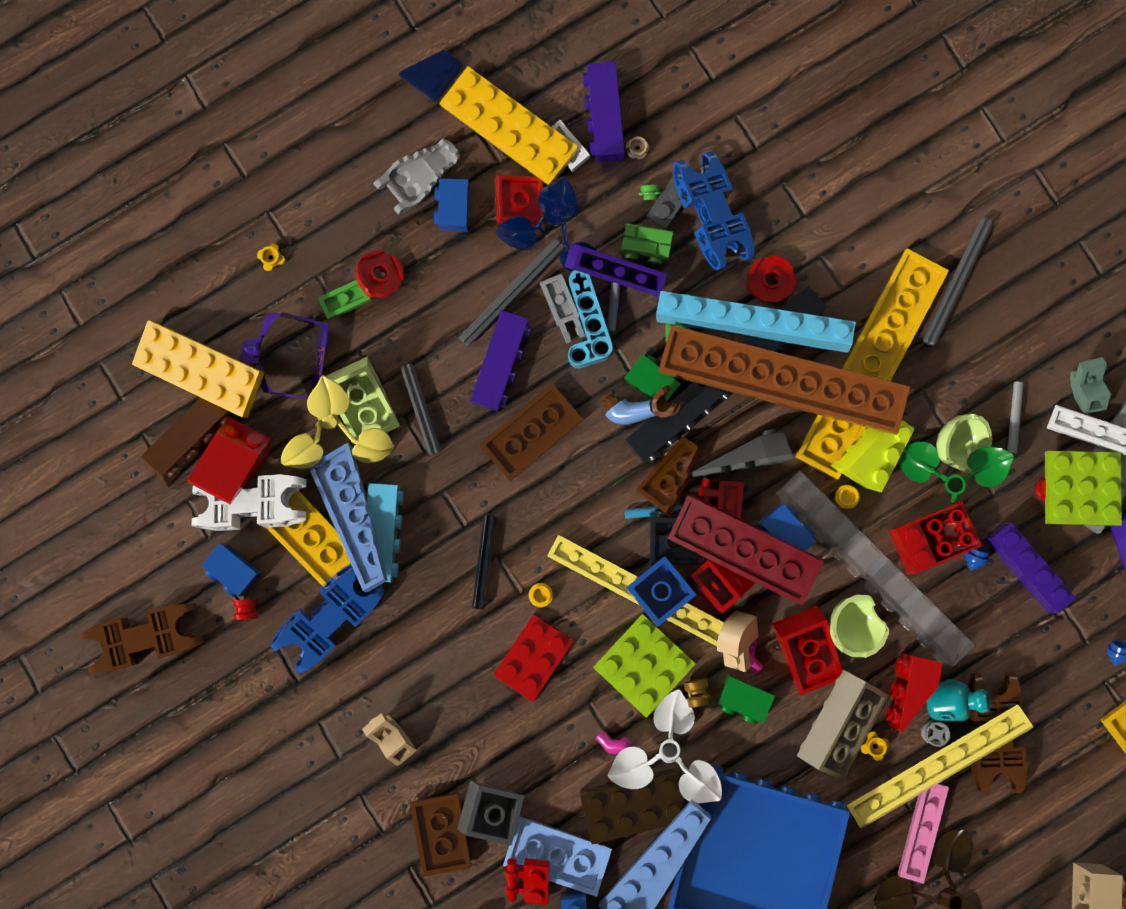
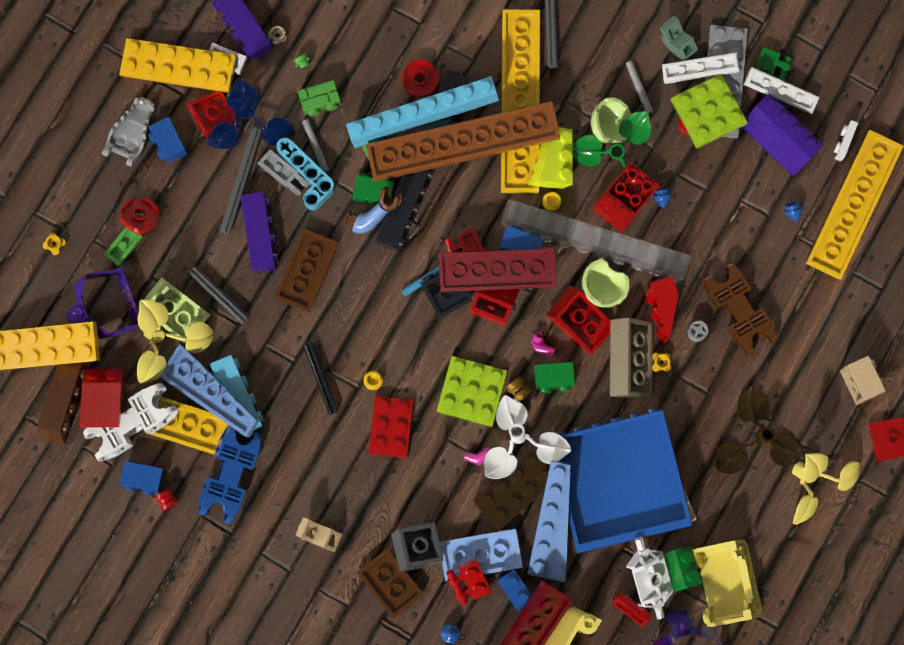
camera: 35 degrees left, 5 degrees down
(121, 642) = (102, 559): reddish brown piece -> none
(433, 74) = (104, 56): clear blue wing -> none
(615, 270) = (306, 126): dark purple brick -> none
(617, 579) = (440, 341): light yellow plate -> none
(660, 591) = (454, 330): blue brick -> none
(666, 206) = (320, 62): dark grey plate -> none
(670, 476) = (420, 250): reddish brown wing -> none
(718, 226) = (344, 42): blue piece -> none
(735, 638) = (524, 338): tan brick -> none
(761, 451) = (473, 202): dark grey wedge -> none
(922, 833) = (724, 402): bright pink plate -> none
(940, 766) = (710, 350): light yellow plate -> none
(955, 702) = (698, 301): teal piece -> none
(1030, 568) = (702, 184): dark purple brick -> none

